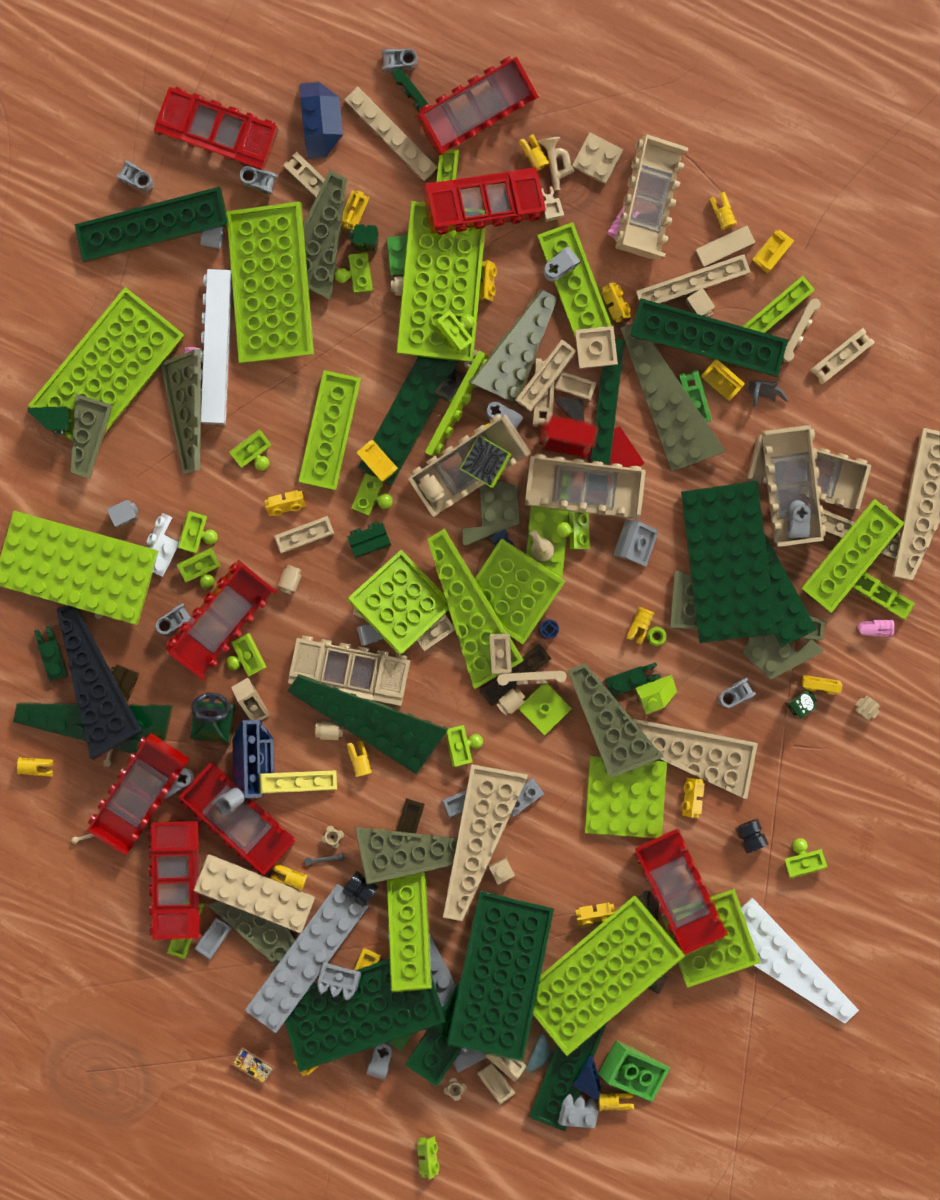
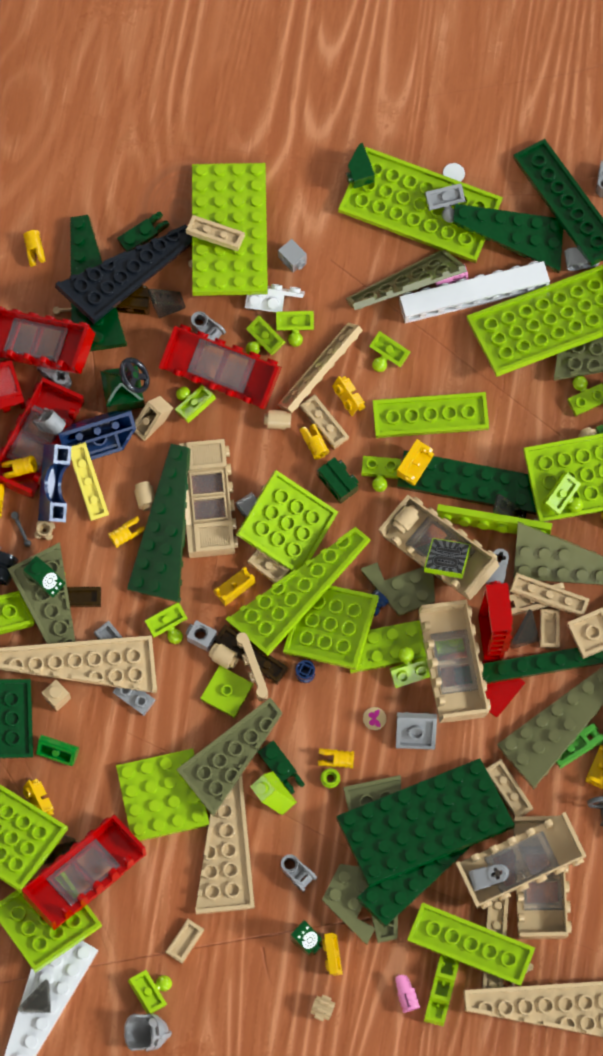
camera: 80 degrees right, 15 degrees down
(80, 325) = (454, 171): none -> white sticker
(80, 583) = (215, 233): none -> tan plate
(88, 432) = (359, 203): olive wing -> none
(110, 344) = (445, 198): none -> light grey plate
(133, 652) = (166, 301): none -> clear smoke slope
(169, 280) = (521, 233): none -> dark green wing
(248, 522) = (320, 367): none -> tan plate
(264, 843) = (20, 466): none -> yellow hinge
(310, 823) = (54, 463): none -> dark blue arch
(326, 550) = (315, 442): none -> yellow hinge
(386, 852) = (43, 576): none -> dark green slope
(443, 671) = (234, 586): none -> yellow hinge
(493, 715) = (204, 643): none -> light grey brick
(500, 653) = (266, 628): tan plate -> none
(542, 548) = (380, 640): tan piece -> none
(554, 884) = (57, 750): none -> green brick
(611, 577) = (374, 718): none -> tan sticker
(691, 806) = (188, 858): yellow hinge -> none
(716, 474) = (509, 789): none -> tan tile
(751, 836) = (159, 928): black wheel -> none
(767, 815) = (185, 941): none -> tan tile
(787, 965) = (38, 1001): none -> clear smoke slope
(843, 875) = (145, 1032): none -> light grey helmet

